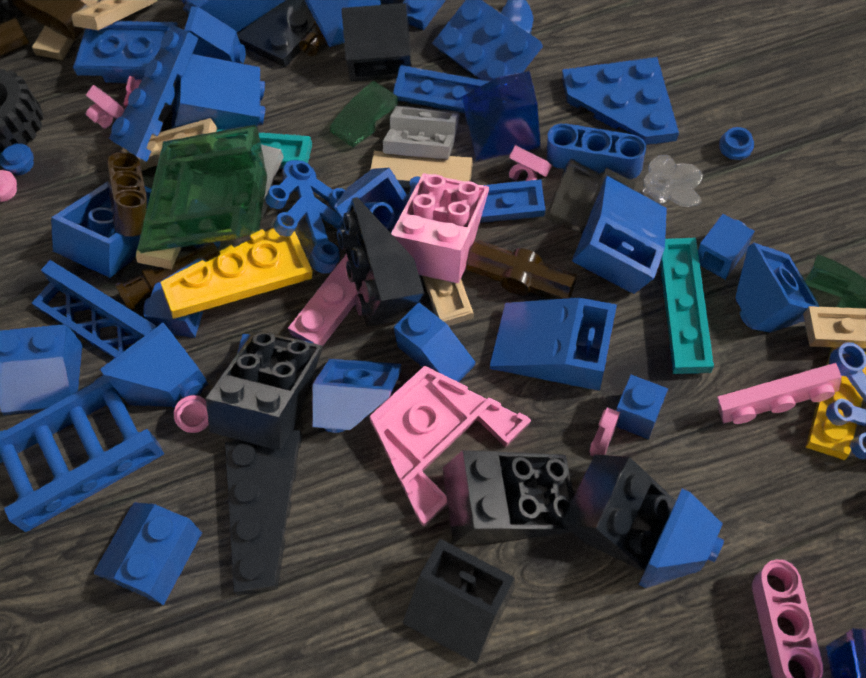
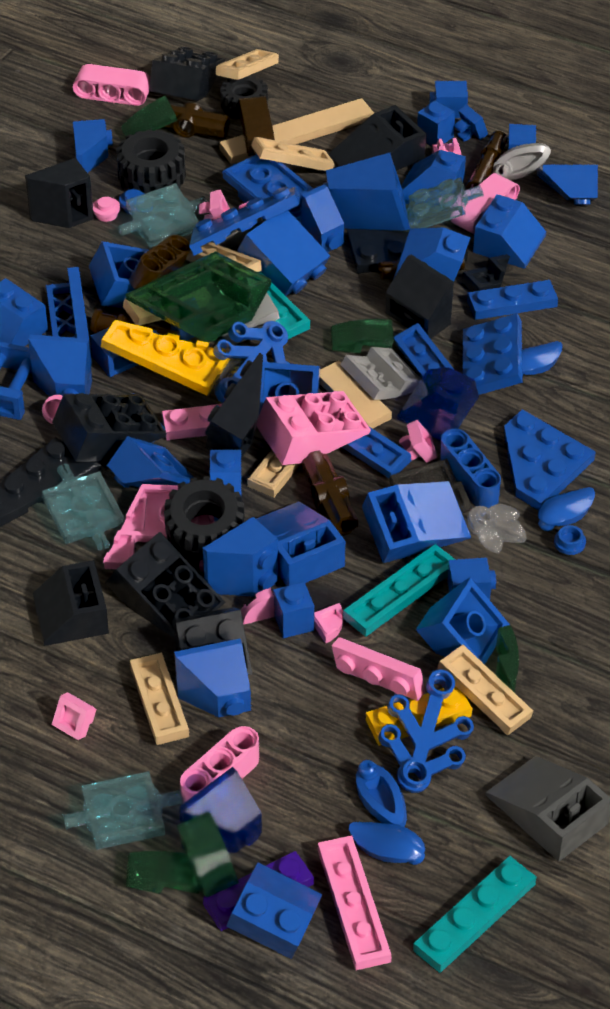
camera: 40 degrees right, 15 degrees down
(61, 150) = (161, 215): none -> clear light blue plate
(338, 488) = (83, 507): none -> clear light blue plate
(484, 369) = (199, 499): none -> black tyre
(556, 399) = (242, 560): none -> blue slope
(645, 610) = (159, 699): none -> tan plate
(676, 393) = (329, 622): none -> bright pink tile
(699, 120) = (565, 508): none -> blue arm

